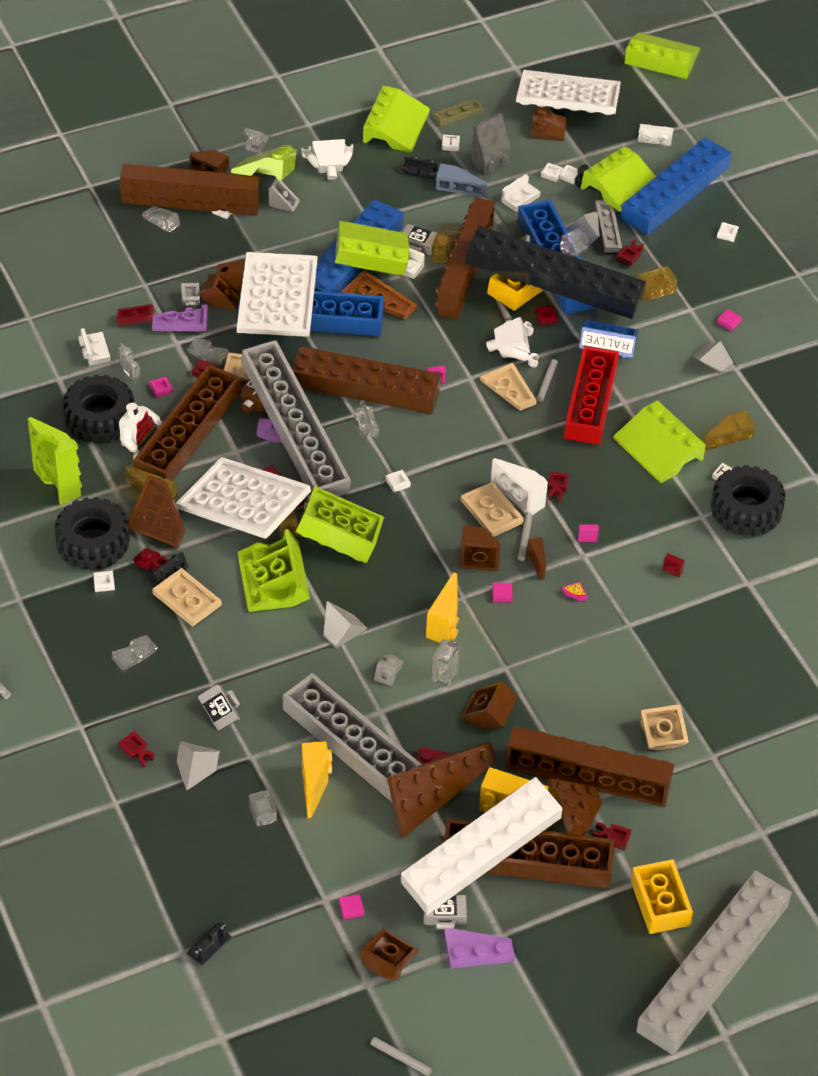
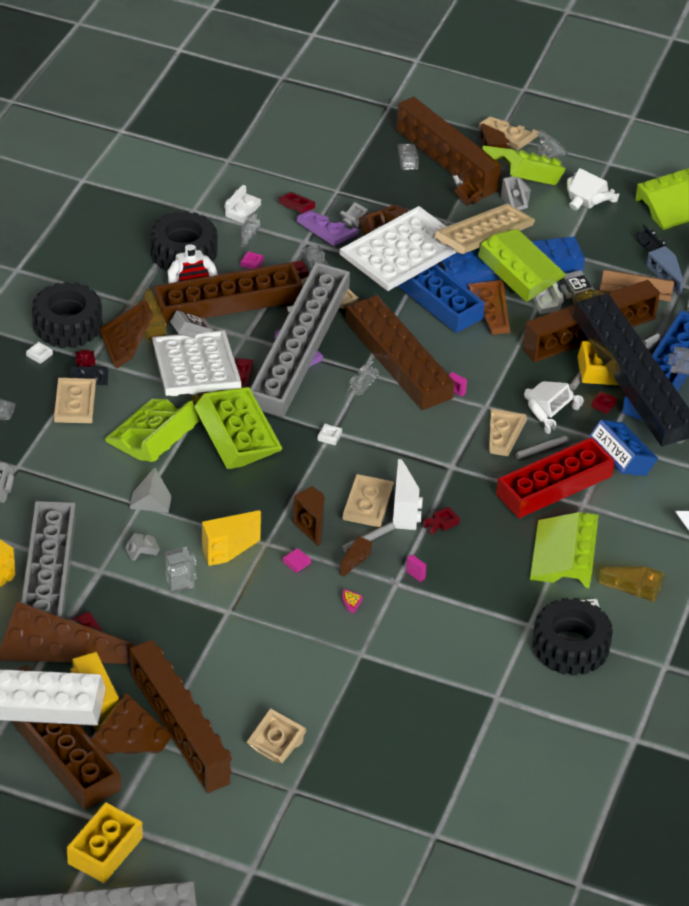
camera: 45 degrees right, 5 degrees down
(55, 459) = (95, 251): lime piece -> none
(193, 471) = (189, 324): none -> light grey piece
(221, 144) = (517, 135): none -> tan wing
(249, 219) = (468, 193): none -> reddish brown bracket
(313, 237) = (473, 231): none -> tan plate
(451, 210) = (617, 280): none -> medium nougat fence
(489, 706) = (174, 625): reddish brown slope -> none
(615, 832) = (137, 780): dark red plate -> none
(673, 565) = (449, 637): dark red plate -> none

